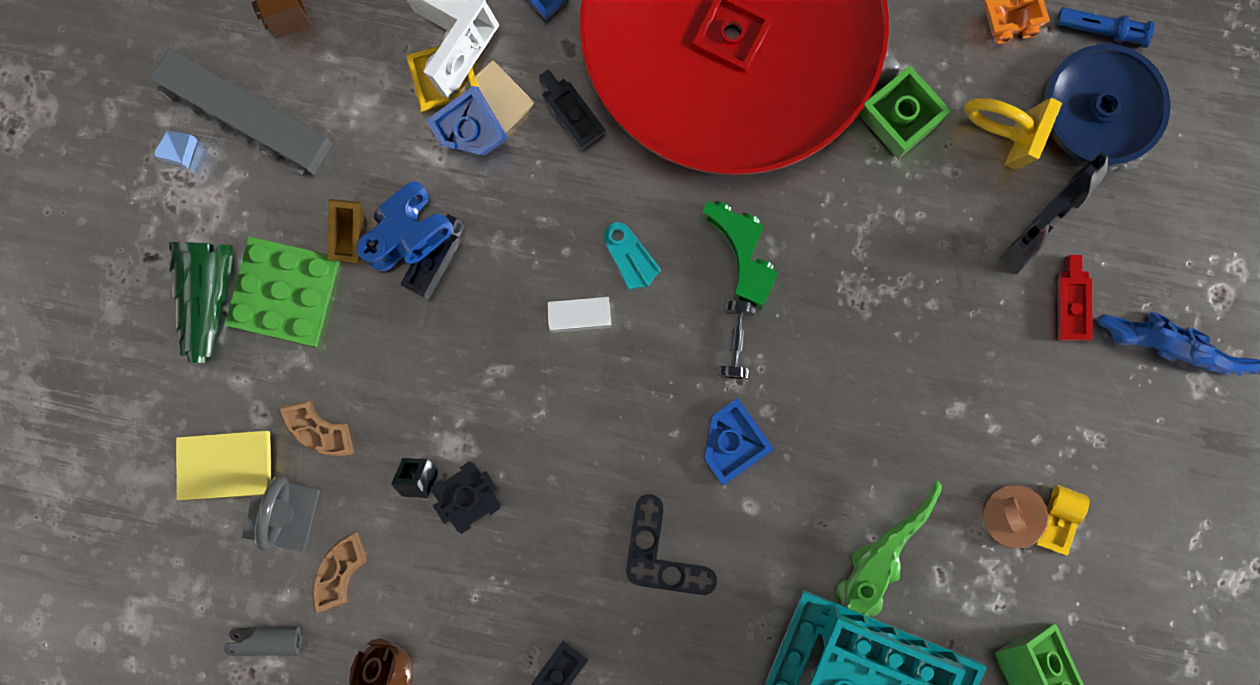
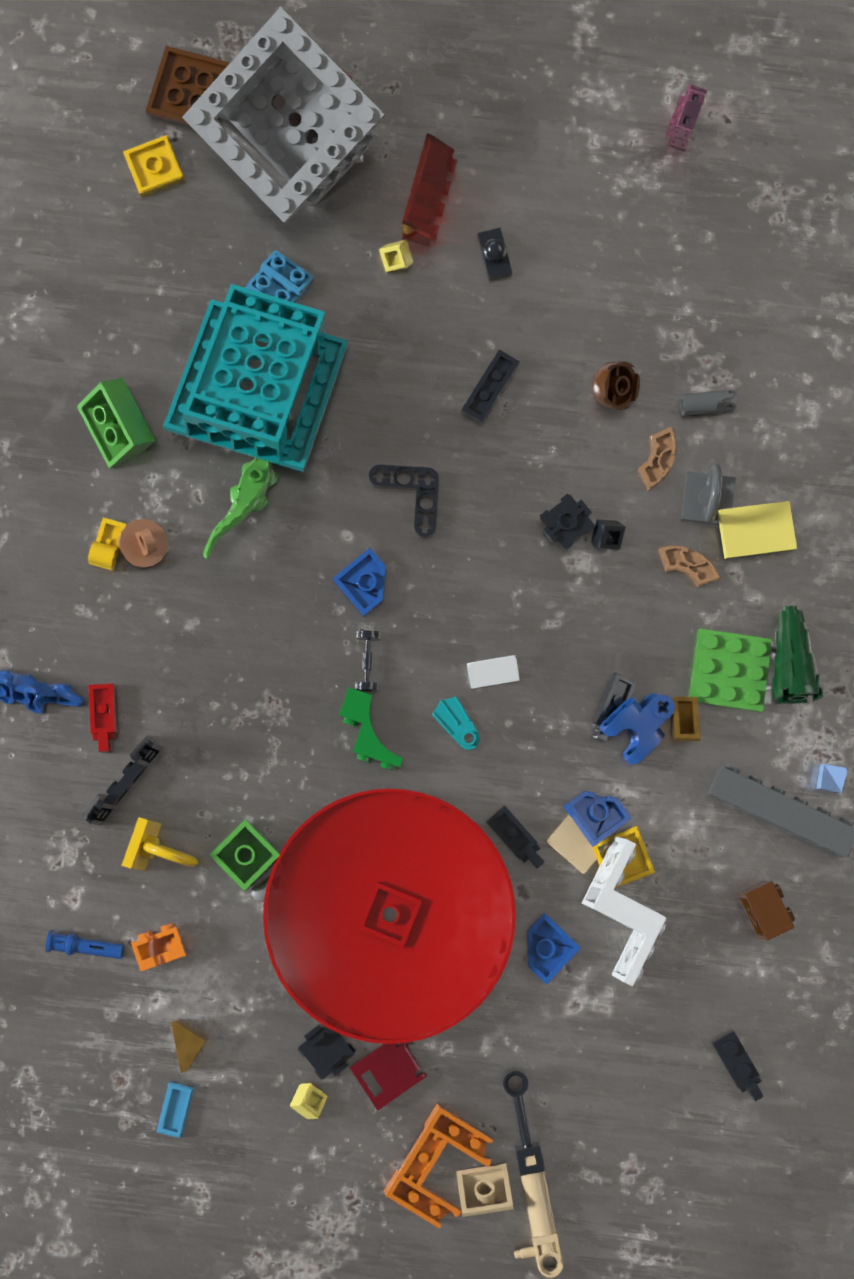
camera: 175 degrees right, 0 degrees up
(1109, 104) = (81, 875): dark blue dish -> none

